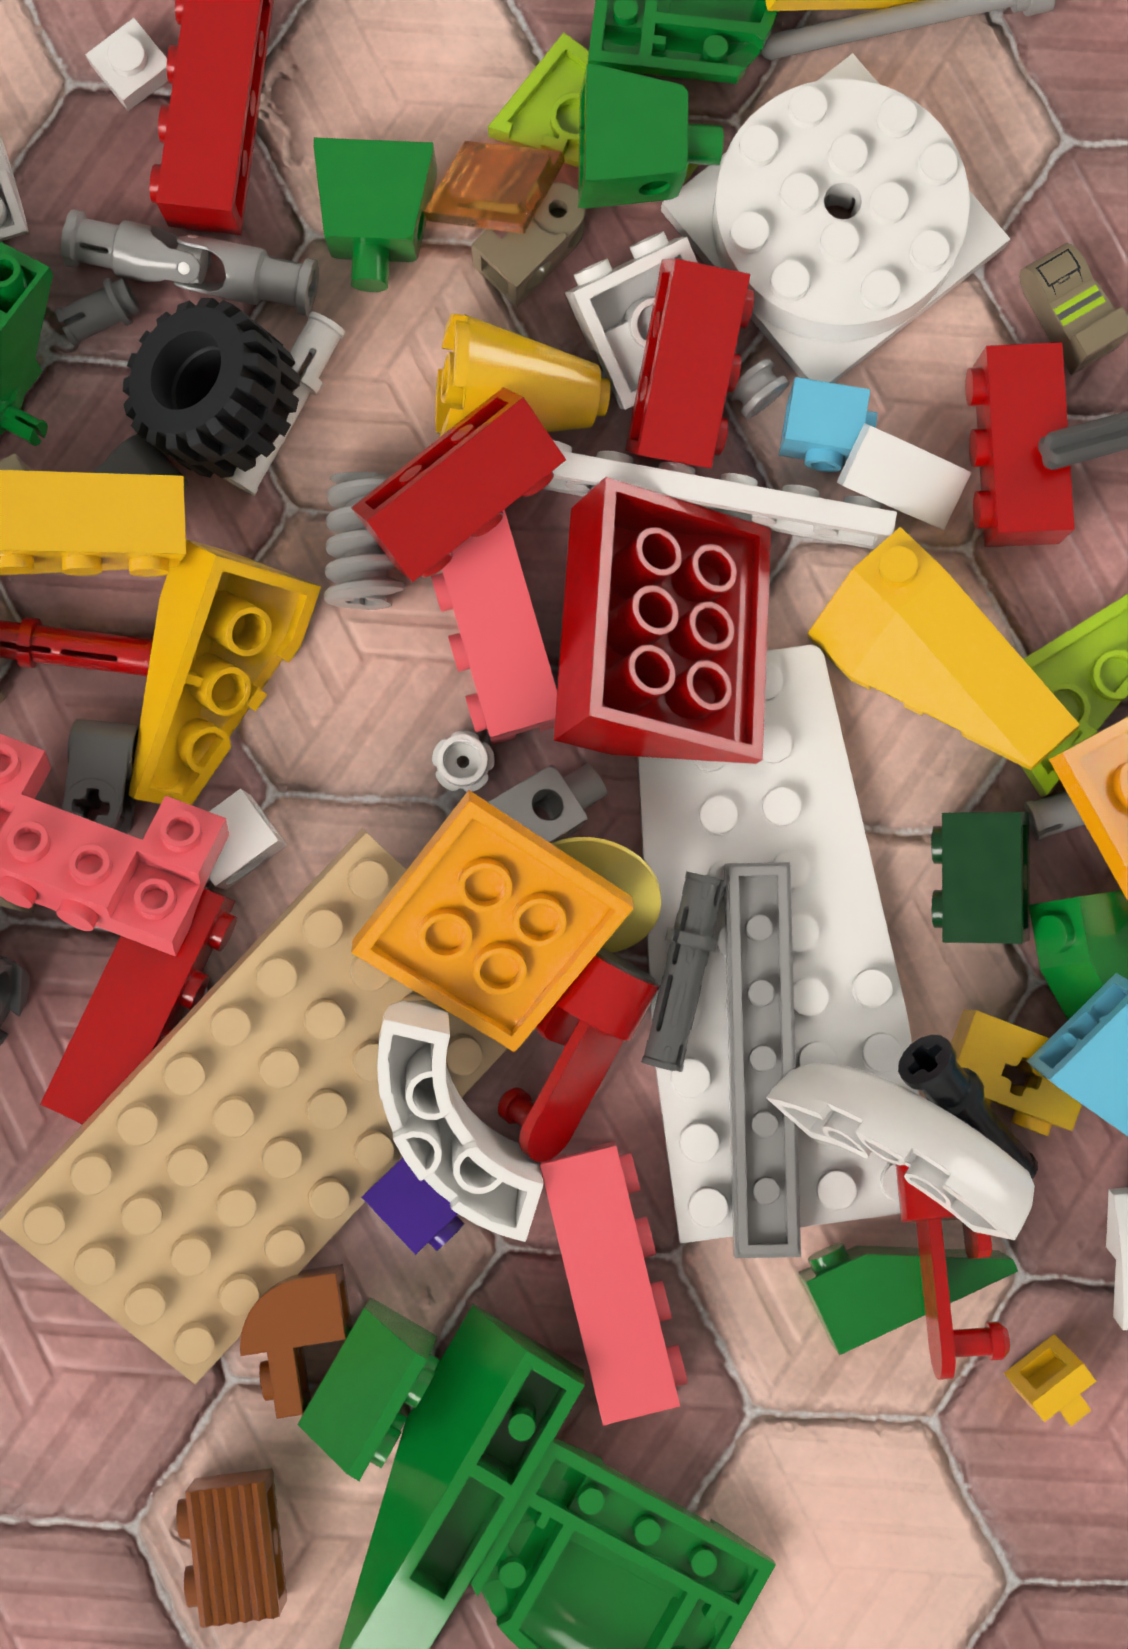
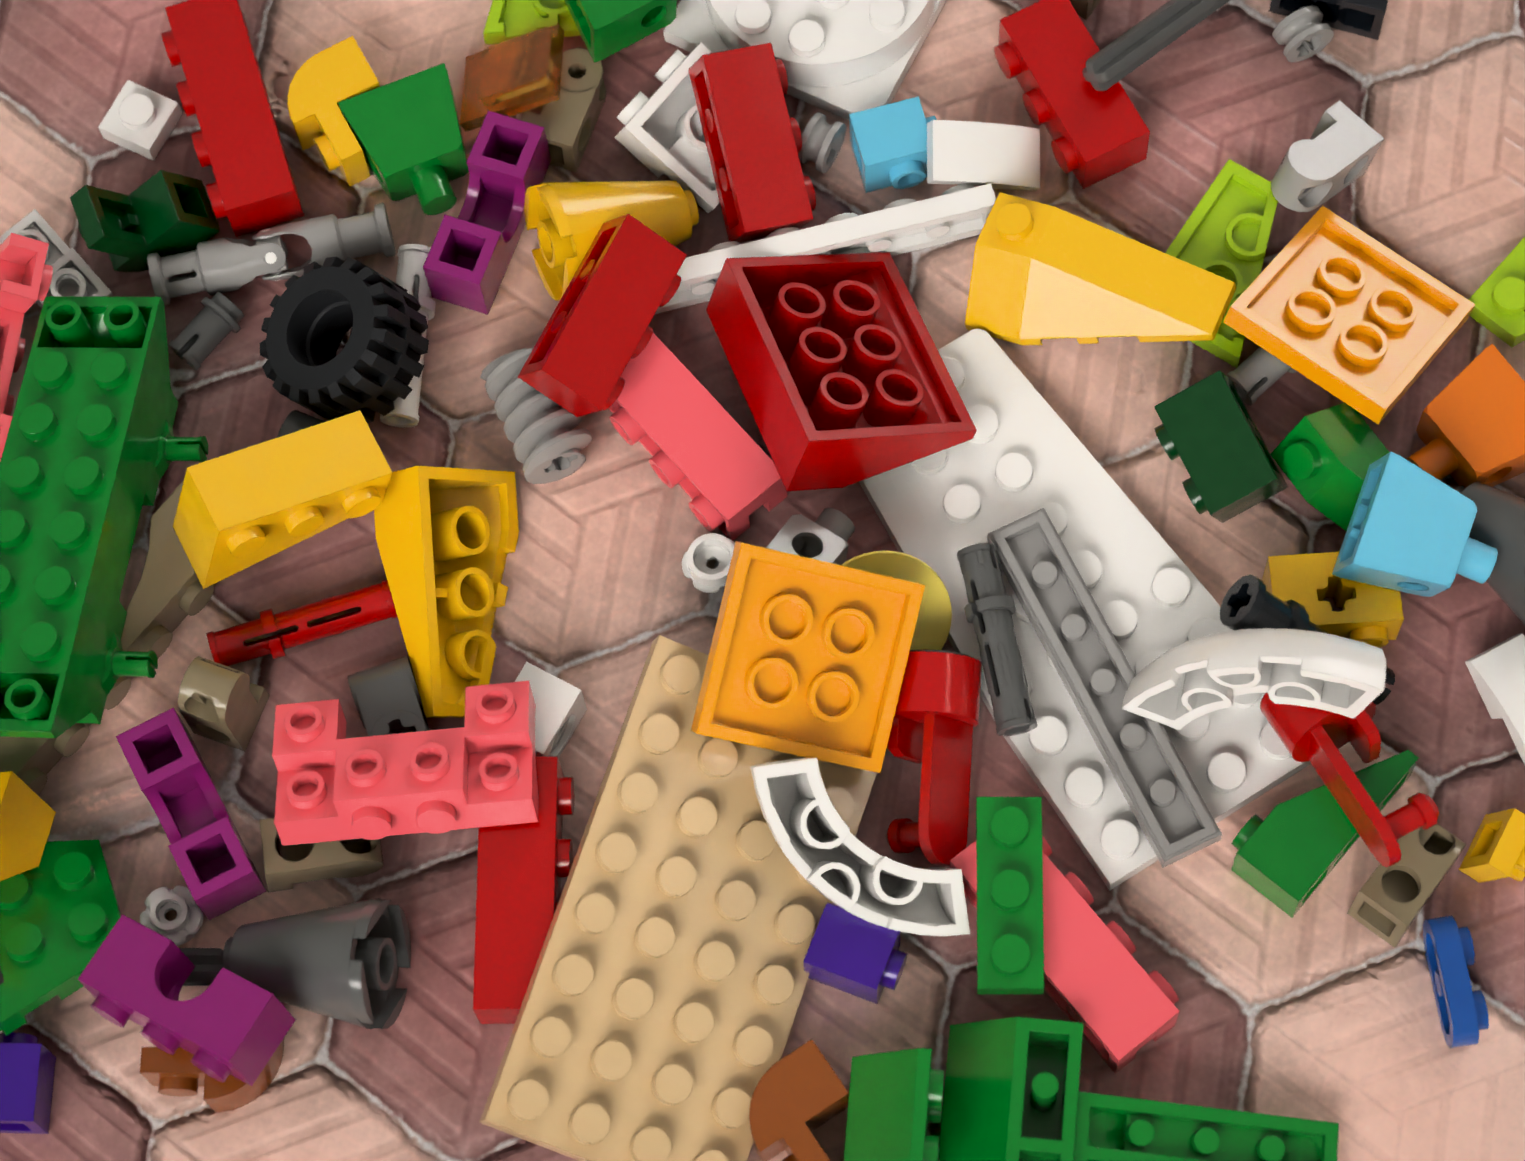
camera: 20 degrees left, 15 degrees down
(94, 175) = (160, 216): none -> dark green brick
(309, 109) = (314, 108): none -> yellow brick
(380, 348) = (478, 245): none -> magenta arch
(576, 1229) = (1009, 896): none -> green plate
(932, 1399) = (1399, 892): none -> dark tan leg
(938, 1508) = (1458, 1006): none -> blue plate

